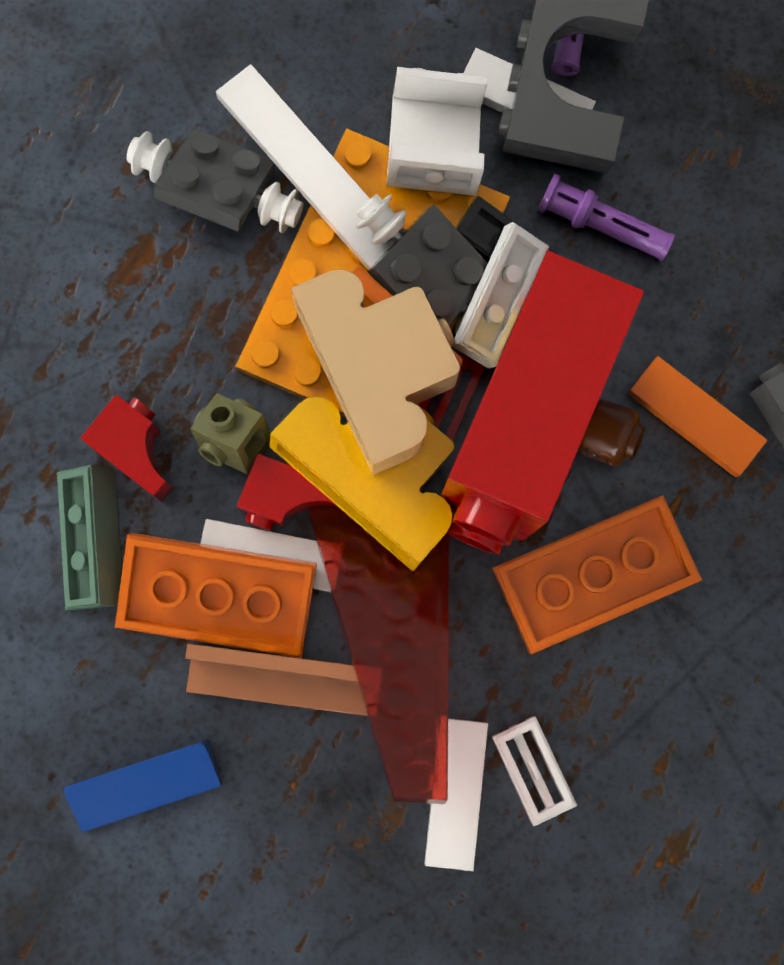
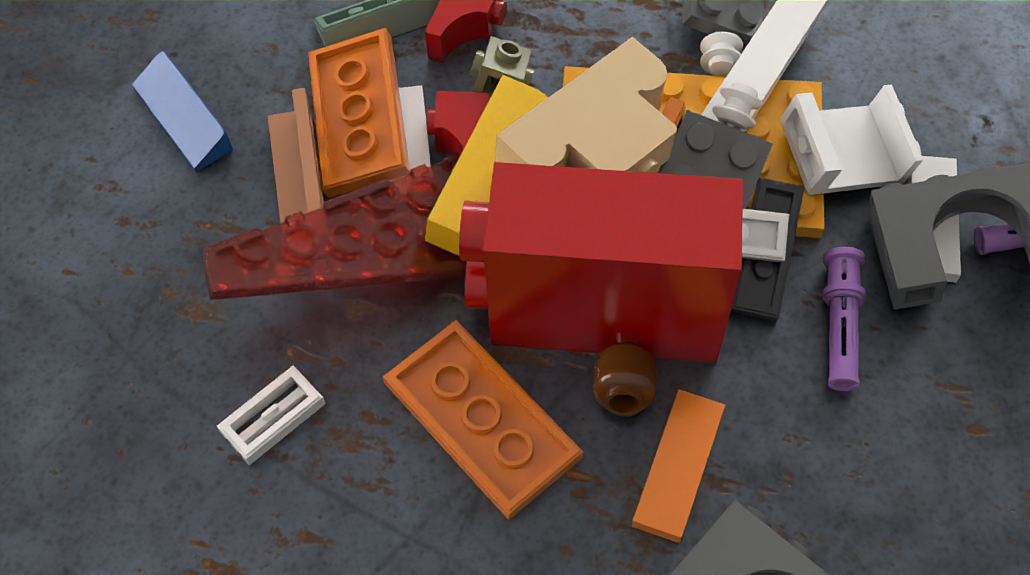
camera: 80 degrees right, 20 degrees down
(455, 824) = (232, 352): white tile -> none

